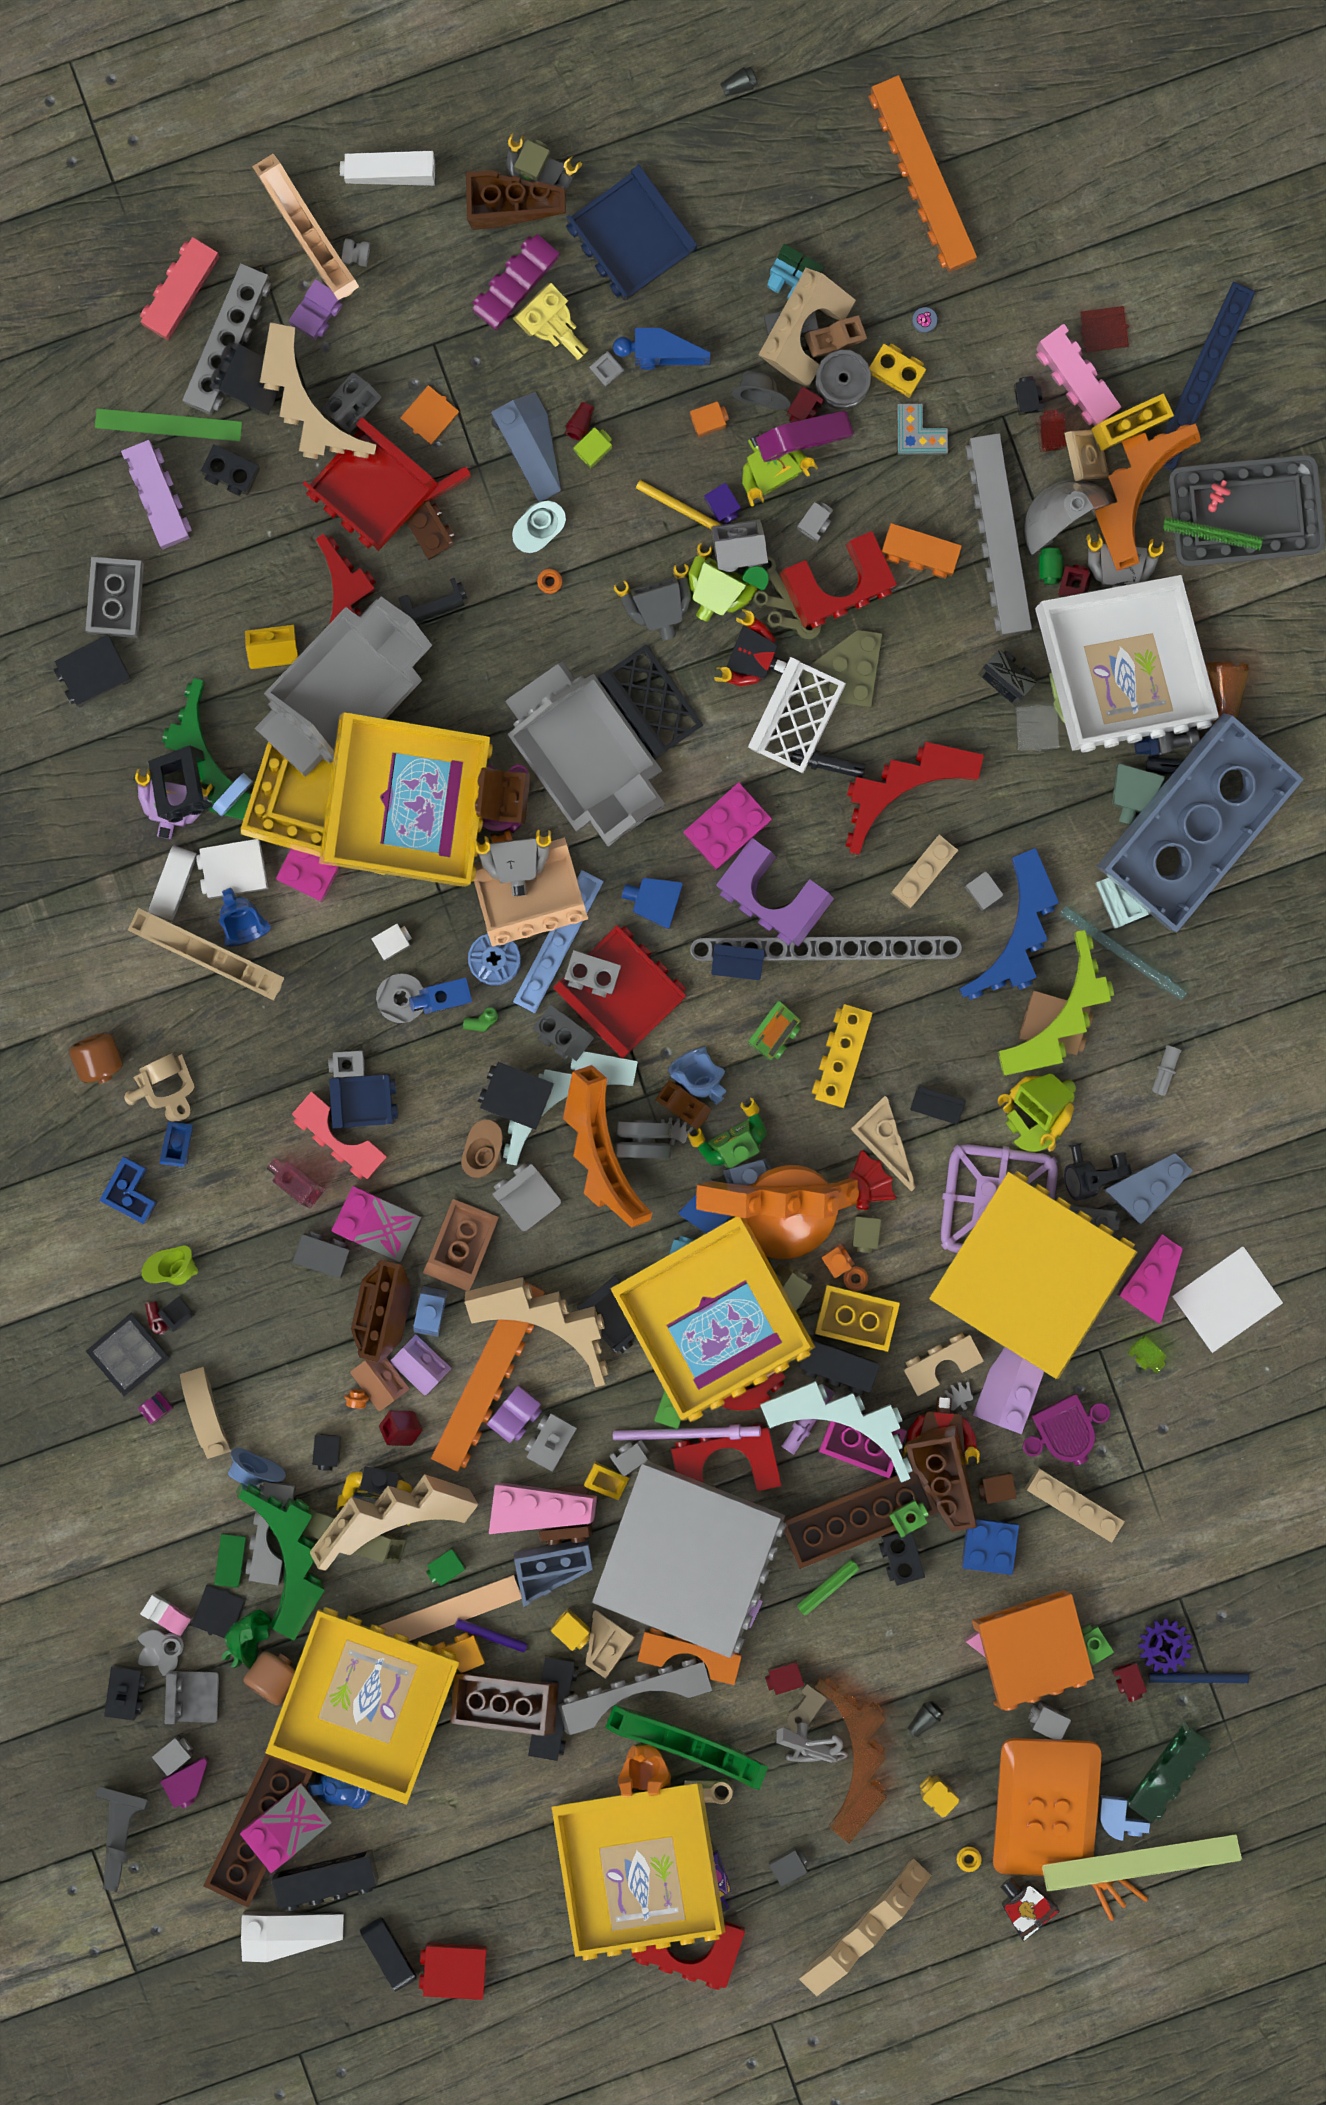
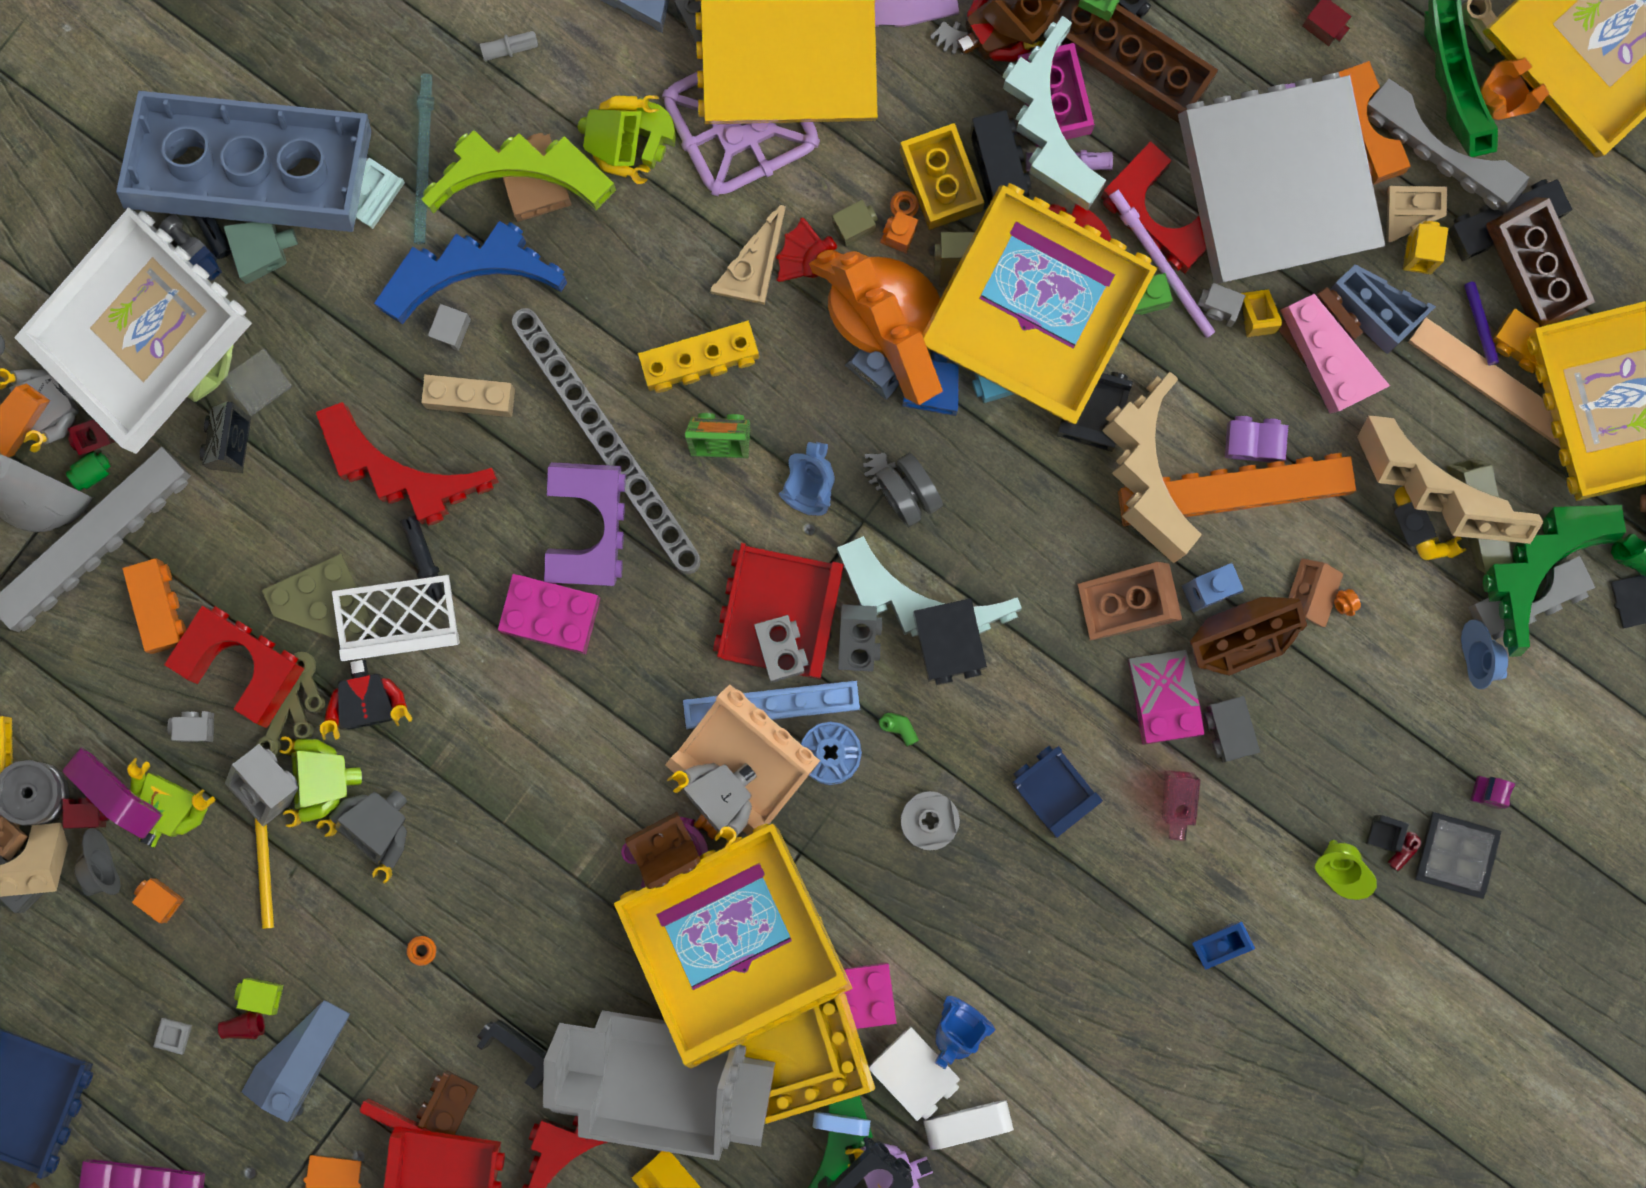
camera: 120 degrees left, 5 degrees down
(96, 1058) = (1193, 1083): dark orange head -> none
(122, 1191) = (1308, 964): blue brick -> none
(175, 1104) = (1166, 1013): tan piece -> none
(203, 1413) = (1464, 742): tan arch -> none
(206, 954) = (1016, 1042): tan arch -> none
(230, 1560) = (1586, 620): green slope -> none
(314, 1115) = (1110, 753): coral arch -> none
(326, 1451) = (1417, 597): black brick -> none
(357, 1061) = (1024, 819): light grey brick -> none
(392, 941) = (880, 866): white brick -> none
(400, 1428) = (1345, 541): dark red panel -> none
(420, 1365) = (1271, 562): lavender panel -> none
(445, 1567) = (1447, 408): green brick -> none
(448, 996) = (902, 779): blue torso -> none
(482, 1149) = (1023, 641): medium nougat piece -> none
(526, 1196) = (1040, 569): light grey bracket -> none
(538, 526) = (372, 997): light aqua piece -> none
(547, 317) = (157, 1125): light yellow brick -> none
(551, 1441) = (1258, 388): light grey brick -> none
(585, 753) = (568, 801): light grey panel -> none
(593, 1148) = (951, 531): orange arch -> none
(632, 713) = (499, 783): black fence -> none
(654, 900) = (668, 636): blue torso -> none
(660, 347) = (113, 993): blue slope -> none
(683, 1104) = (849, 475): reddish brown brick -> none
(723, 504) = (233, 829): dark purple brick -> none
(734, 1144) = (853, 400): torso -> none
(737, 962) = (675, 513): dark blue panel -> none
(756, 576) = (281, 747): green brick -> none
(828, 1587) = (1214, 39): bright green axle -> none
(915, 438) = (47, 688): light grey tile -> none
(922, 1371) = (948, 84): tan arch -> none
(937, 1105) = (686, 237): black panel -> none
(1082, 1178) = (663, 45): black piece -> none
(1227, 686) = (92, 223): clear orange cone -> none

